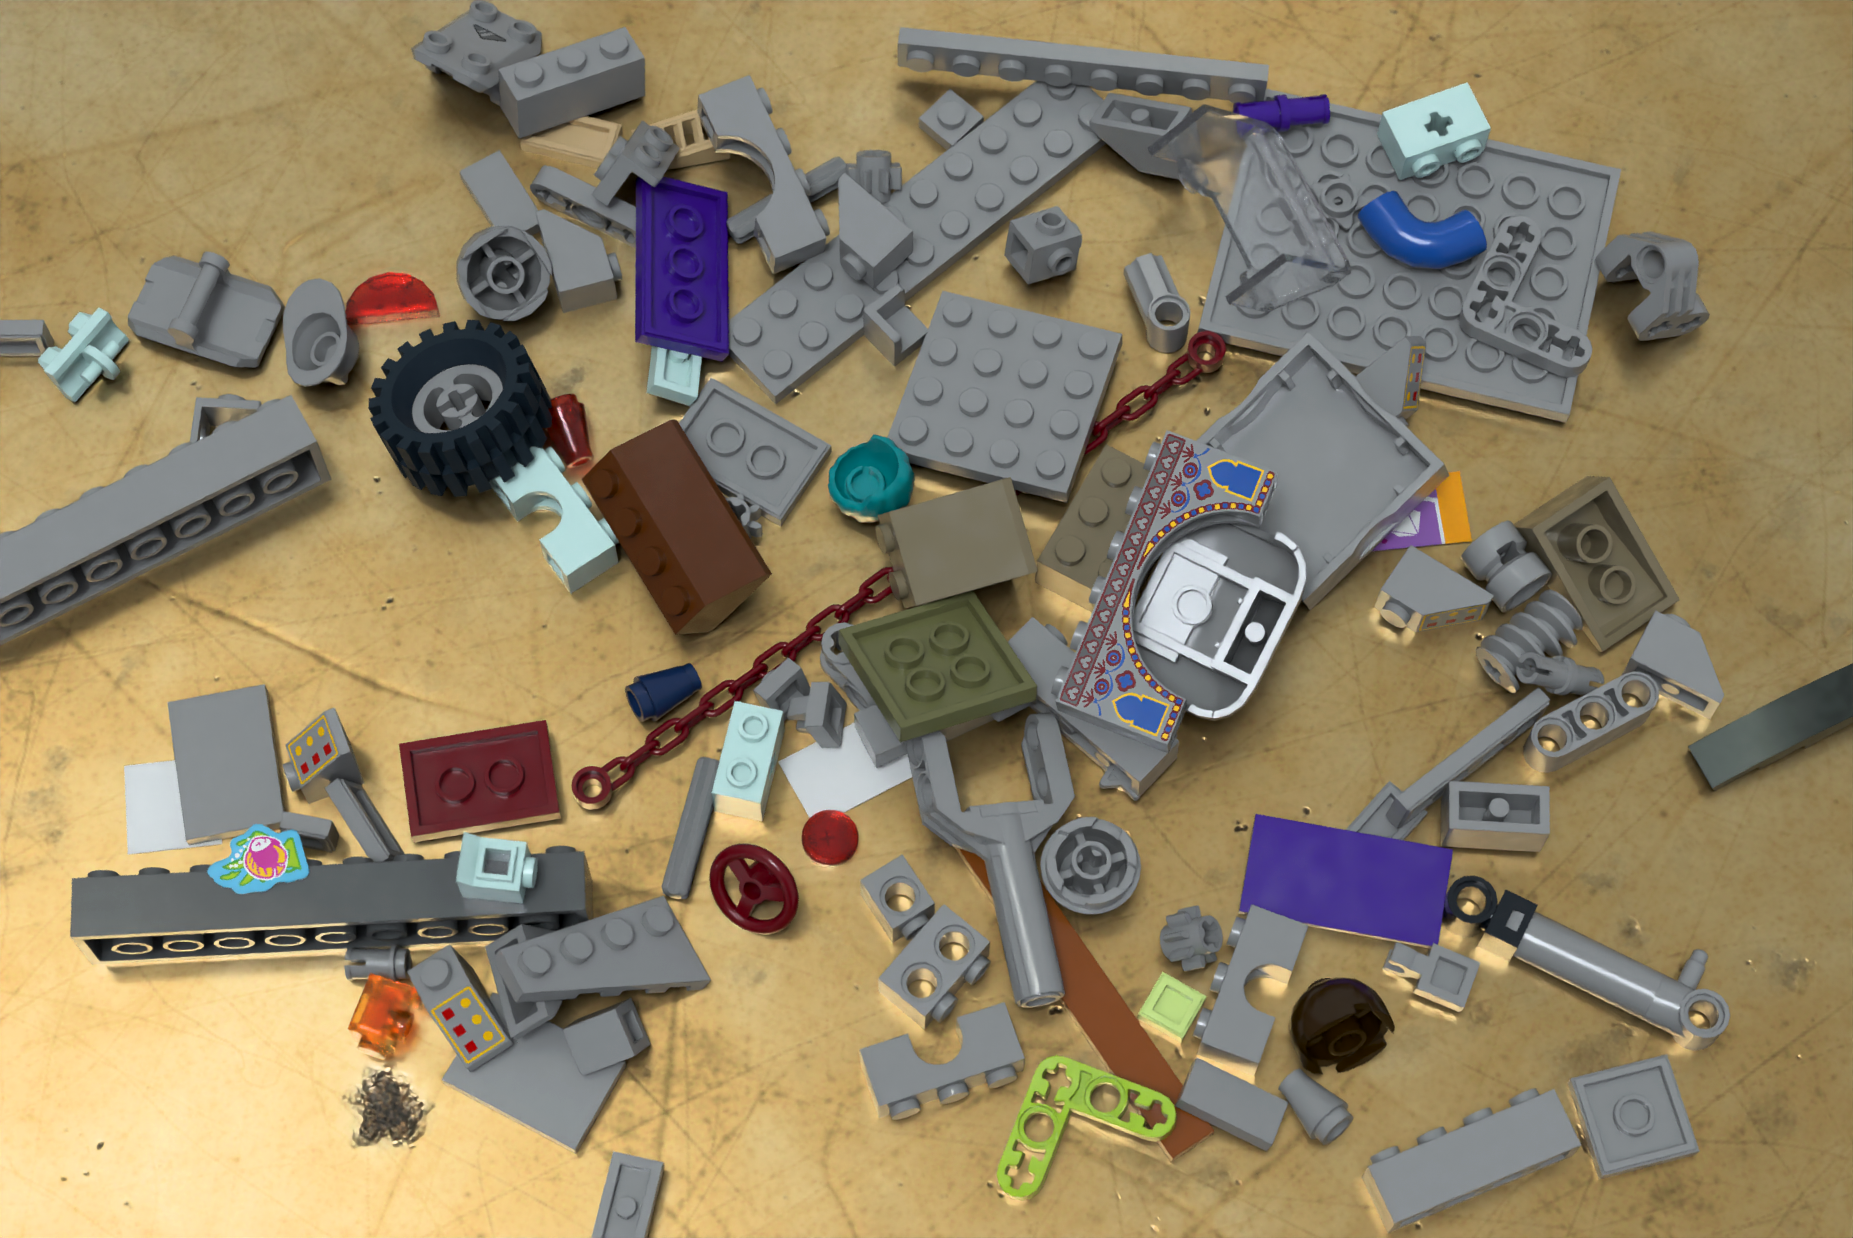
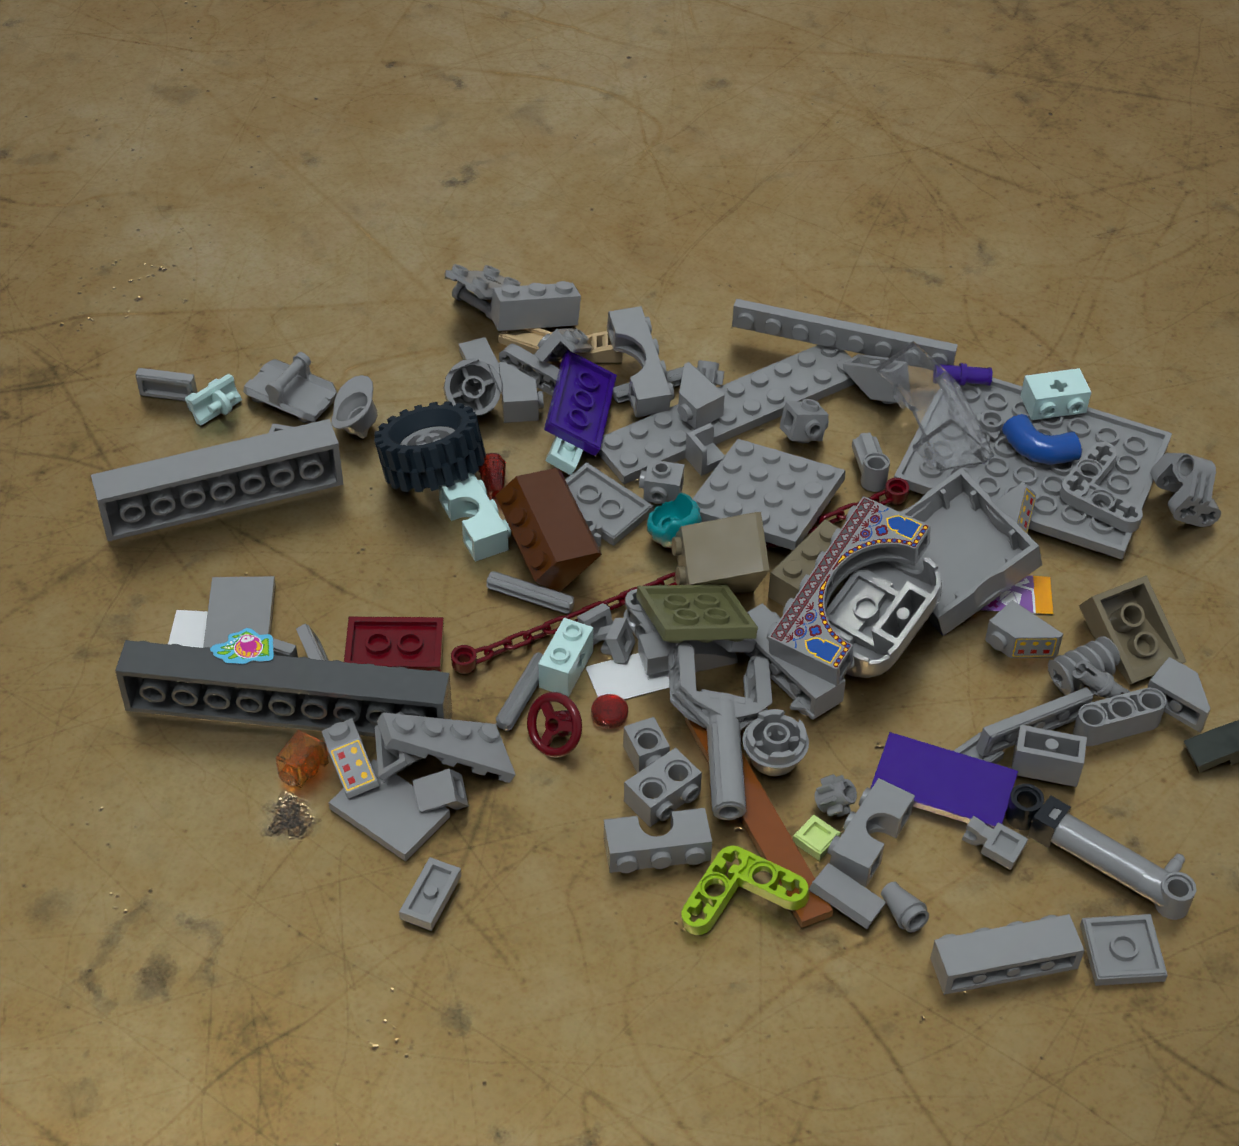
camera: 10 degrees right, 20 degrees down
(320, 757) = (297, 609): light grey slope -> none
(387, 963) = (310, 729): light grey pin -> none
(390, 299) = (400, 398): clear red tile -> none
(495, 869) = (389, 668): light aqua window -> none
(661, 691) = (518, 615): dark blue cone -> none
(664, 642) = (530, 592): none -> light grey axle
(838, 404) = (662, 481): none -> light grey brick
(950, 119) = (757, 358): light grey plate -> none
(1338, 1024) = (927, 858): dark brown cylinder -> none
(1505, 565) = (1073, 620): light grey wheel -> none

